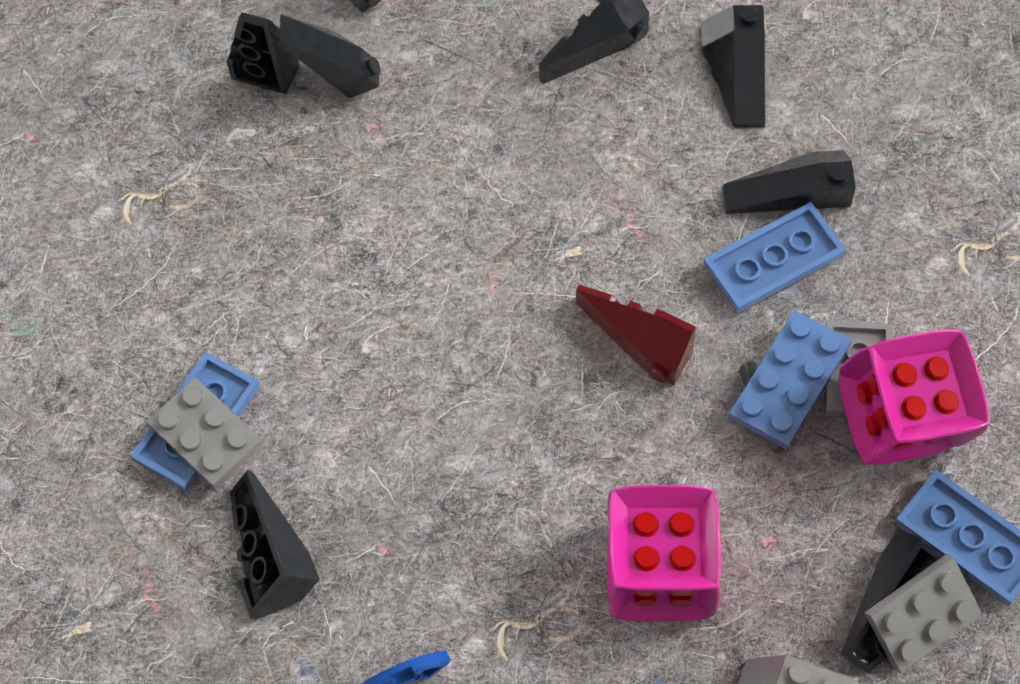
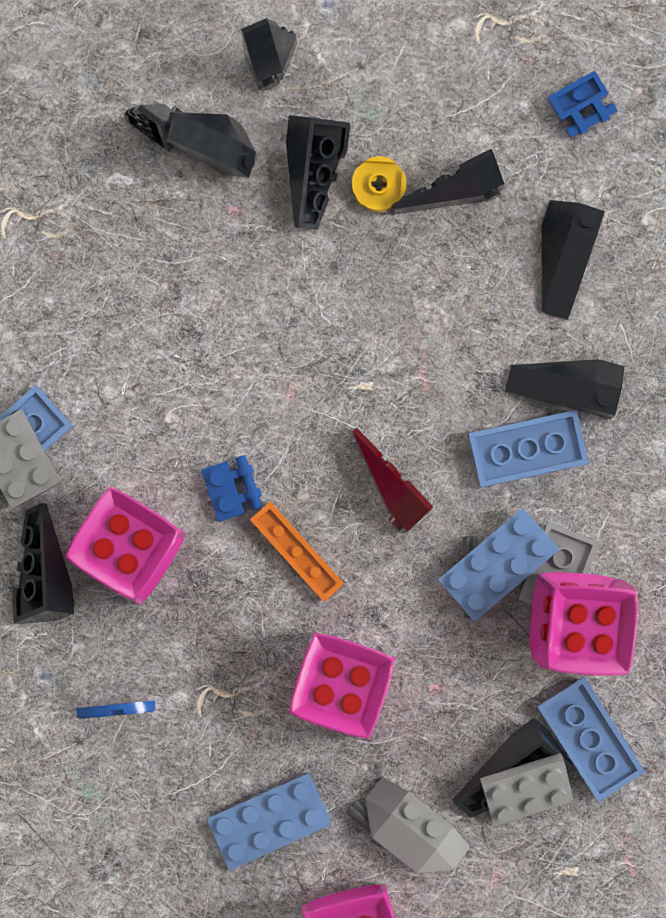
camera: 15 degrees right, 20 degrees up
(358, 477) = (125, 545): none -> dark pink piece
(441, 46) = (313, 157): none -> black wedge
(453, 403) = (223, 491): none -> blue plate
(516, 71) = (369, 172): none -> yellow plate
(558, 438) = (297, 551): none -> orange plate

